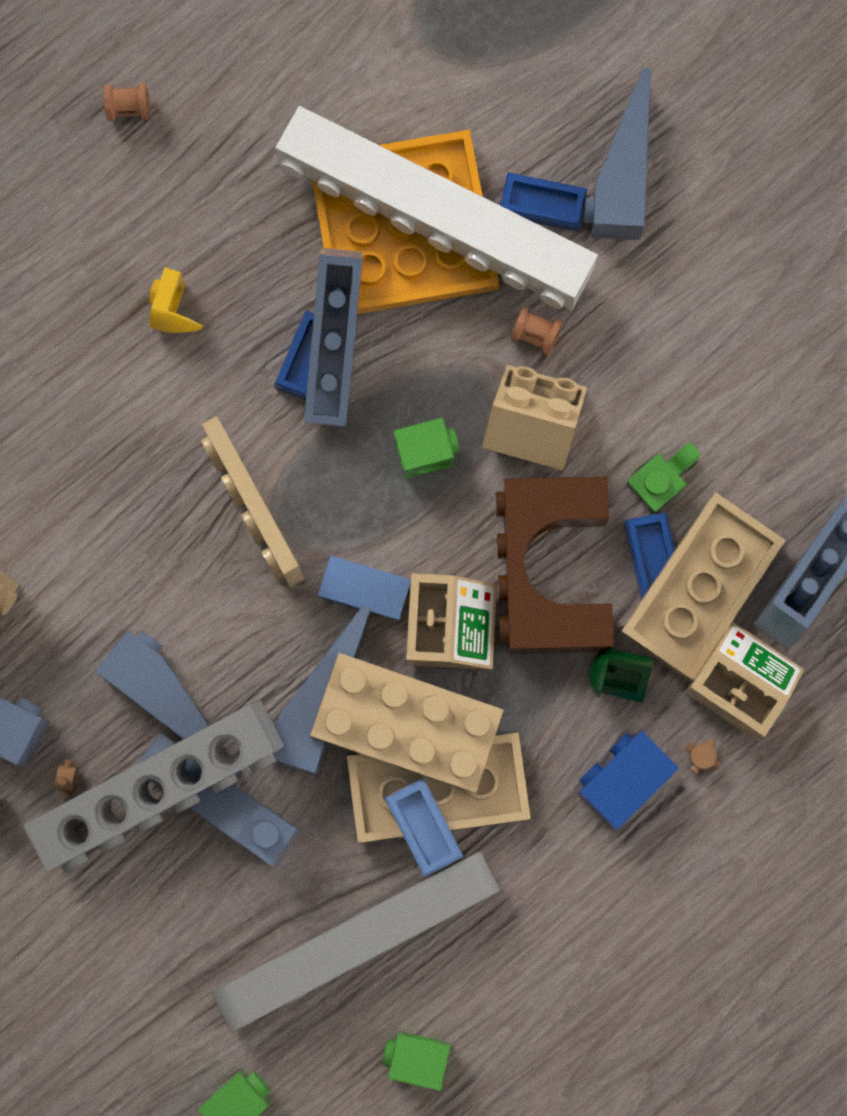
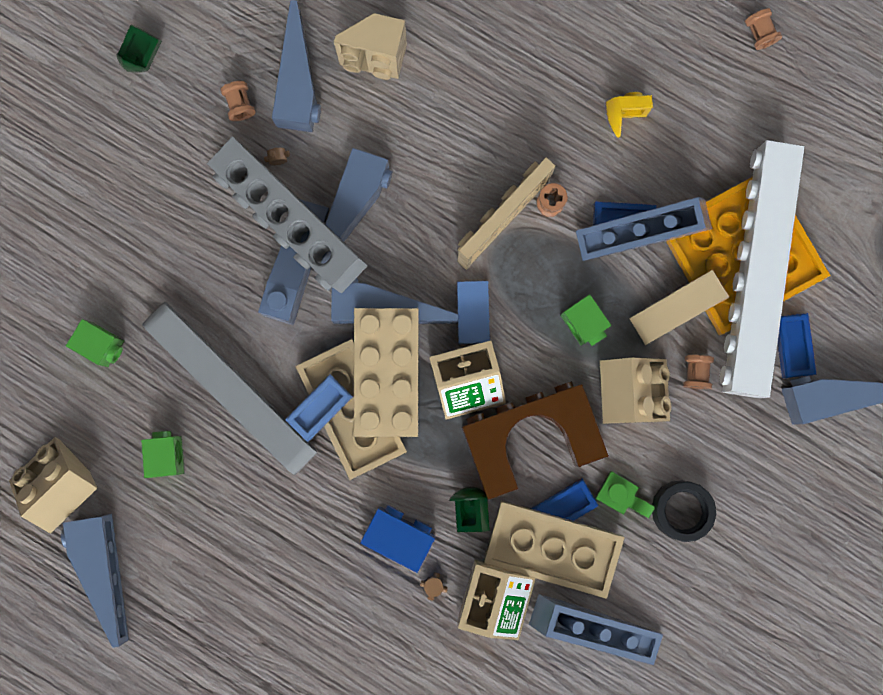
camera: 65 degrees right, 5 degrees up
(251, 426) = (560, 198): none -> nougat bush
(447, 326) = (679, 307): none -> tan tile
(713, 377) = (707, 517): none -> black tyre

